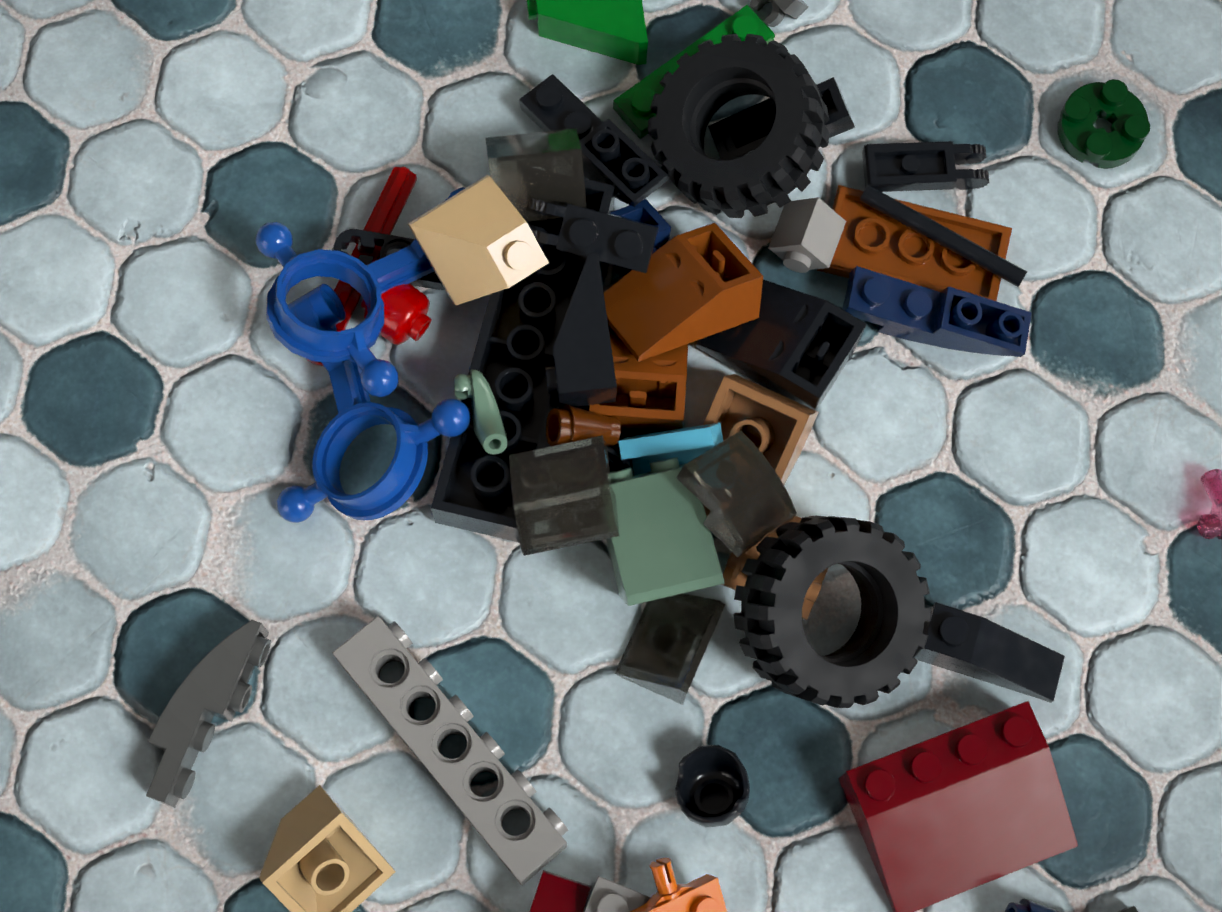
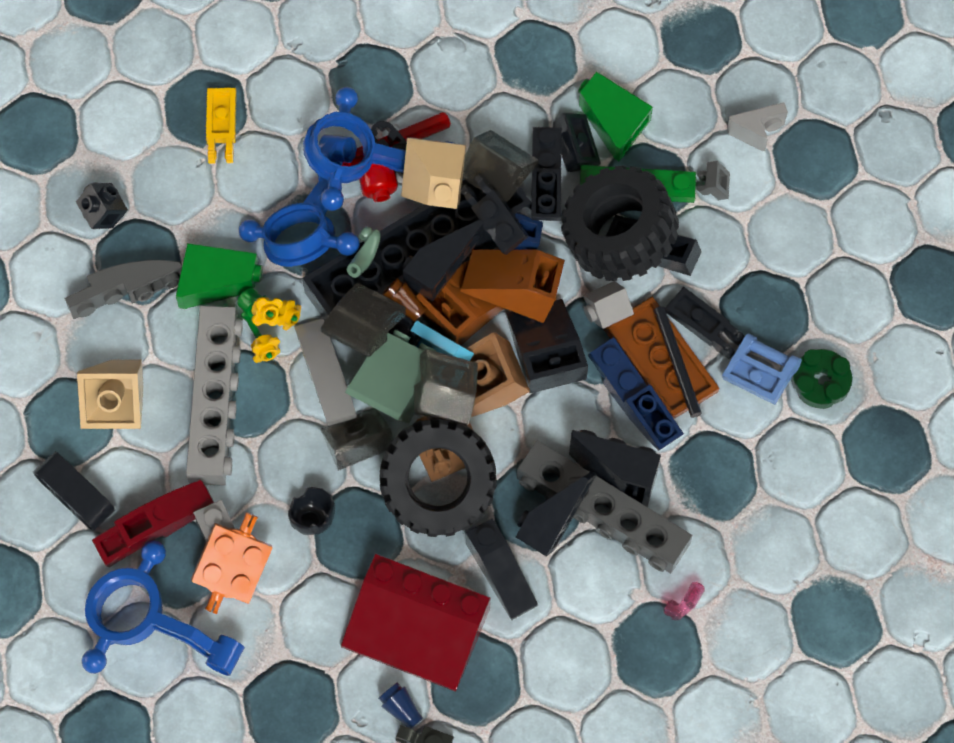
camera: 45 degrees right, 5 degrees down
(78, 633) = (101, 205): none -> black brick
(131, 399) = (221, 122): none -> yellow hinge
(309, 595) = (215, 275): none -> green slope
(426, 589) = (263, 310): none -> yellow plant
(559, 598) = (325, 372): none -> light grey slope
(582, 75) = (576, 141): none -> black slope
(996, 534) = (547, 523): none -> black slope
(1011, 413) = (618, 464): none -> black slope
(1041, 179) = (756, 376): none -> medium blue plate
(1141, 446) = (622, 507): none -> dark grey brick

